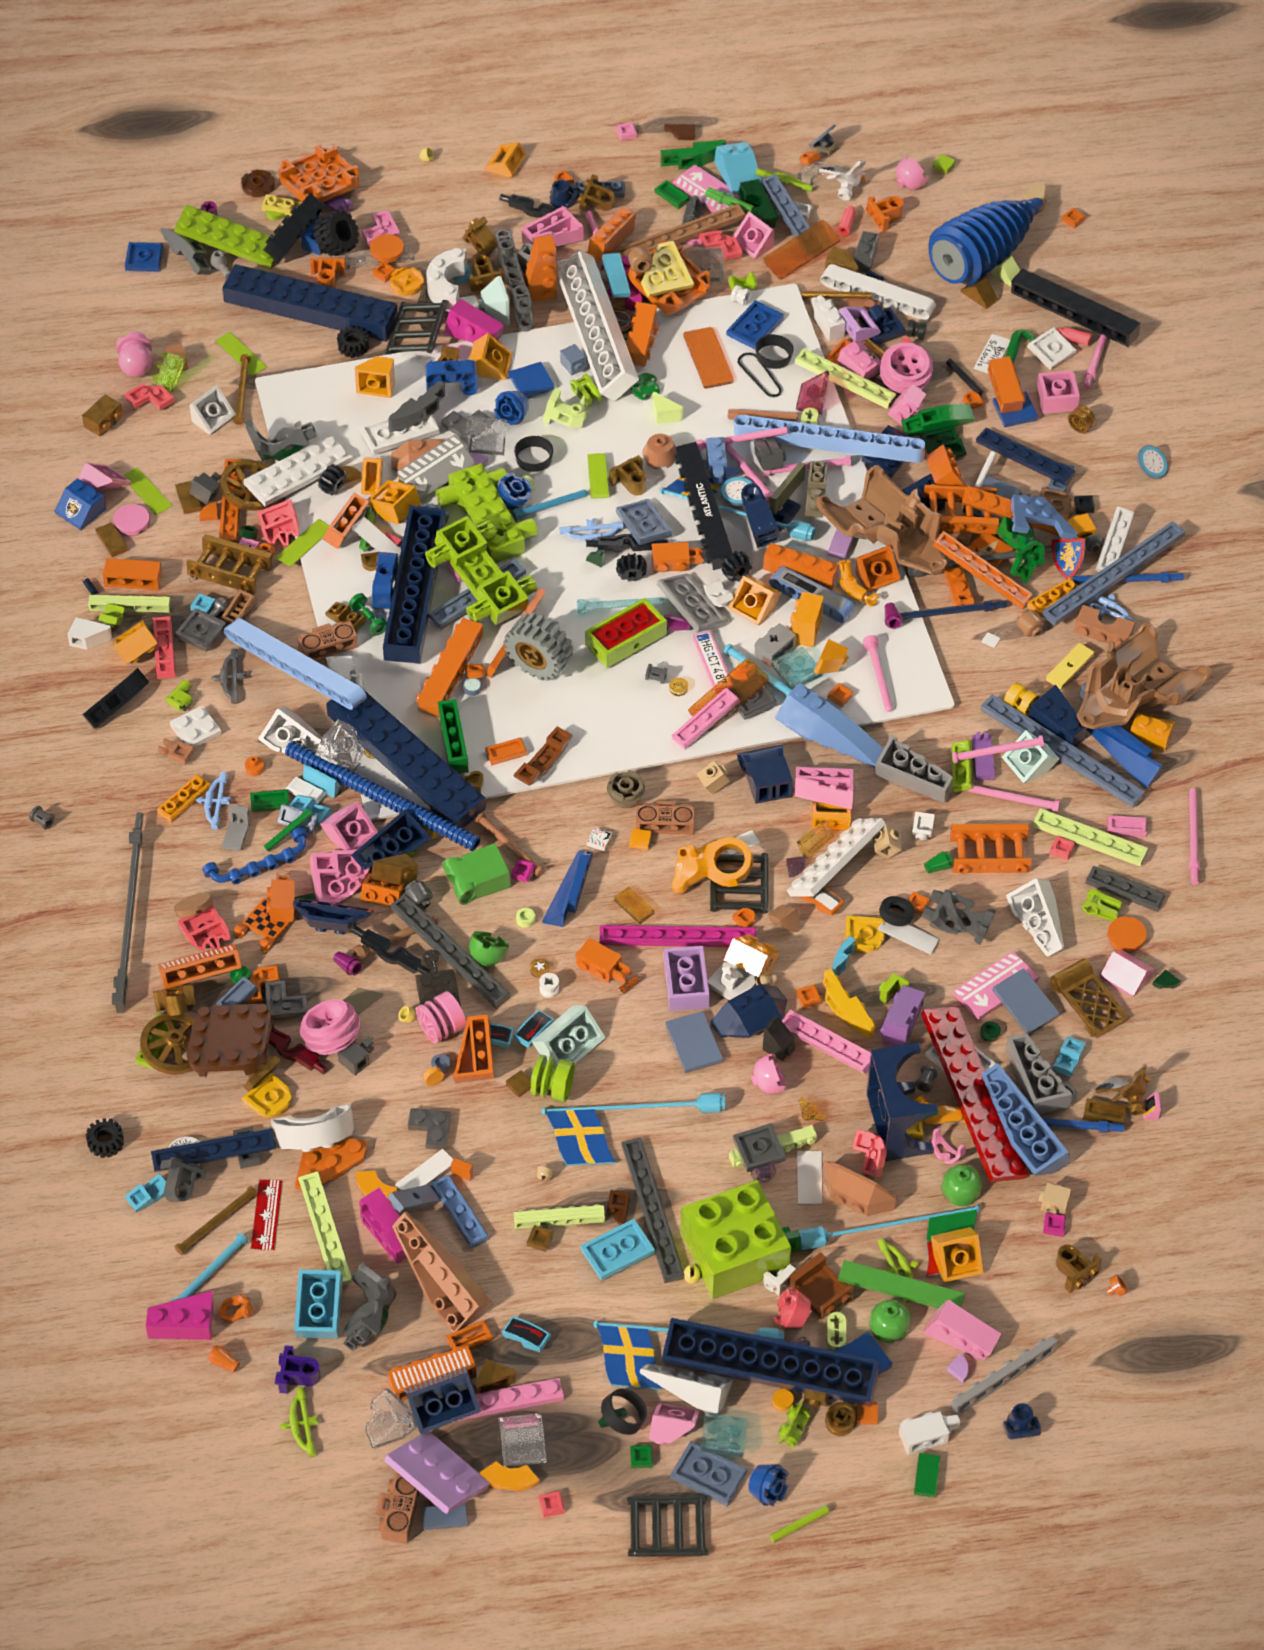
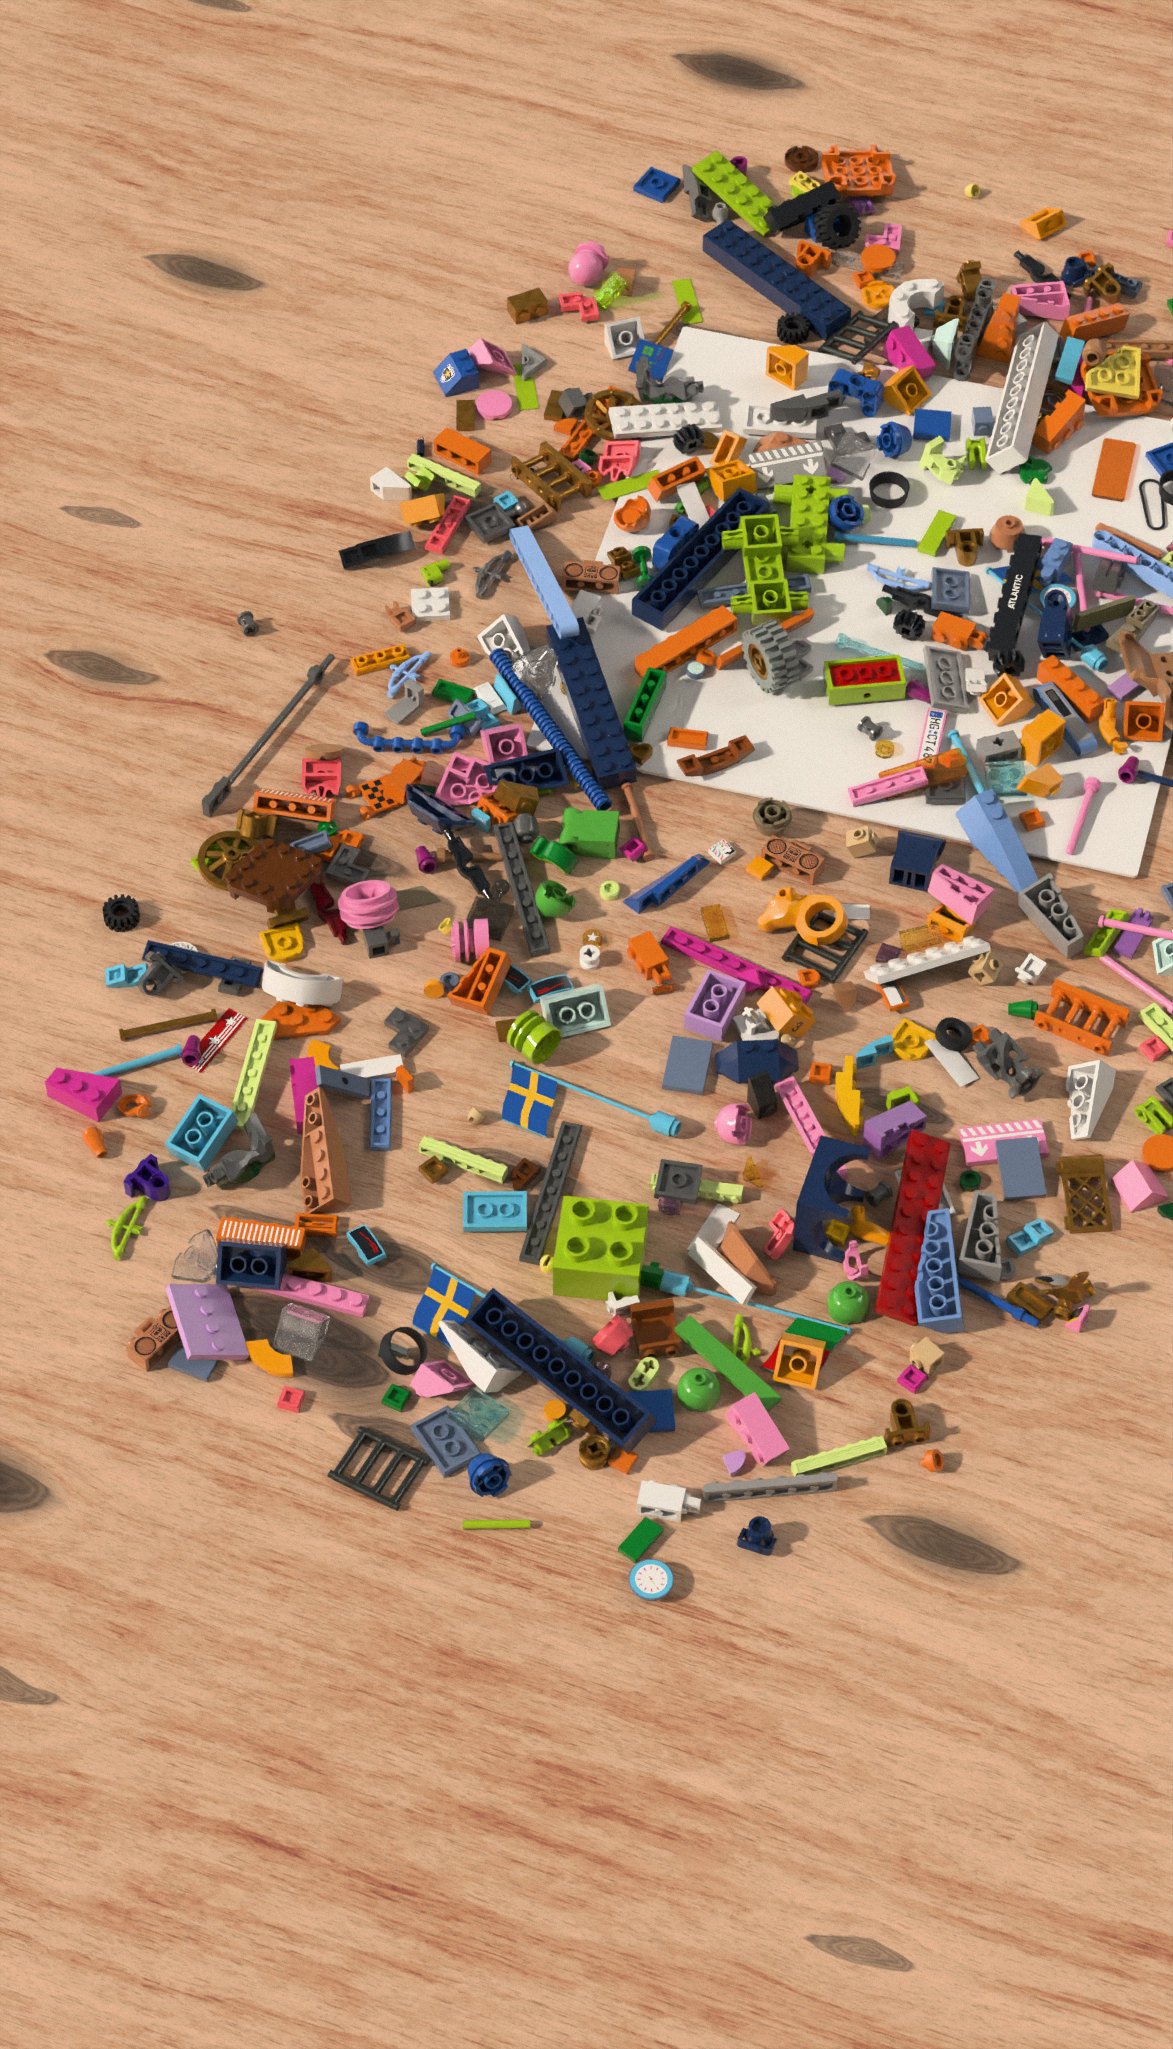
camera: 30 degrees right, 0 degrees up
(138, 466) = (531, 362): none -> light grey tile
(242, 412) = (658, 358): none -> blue tile
(256, 1235) = (191, 1052): none -> magenta cone
(329, 569) = (633, 515): none -> orange piece
(374, 903) = (482, 819): none -> medium azure tile
(459, 907) = (555, 854): none -> green animal
(699, 939) = (752, 980): none -> dark pink tile
(844, 1208) = (722, 1270): none -> white tile
(960, 1505) = (651, 1579): none -> piece
(1040, 1321) = (840, 1457): none -> yellowish green piece

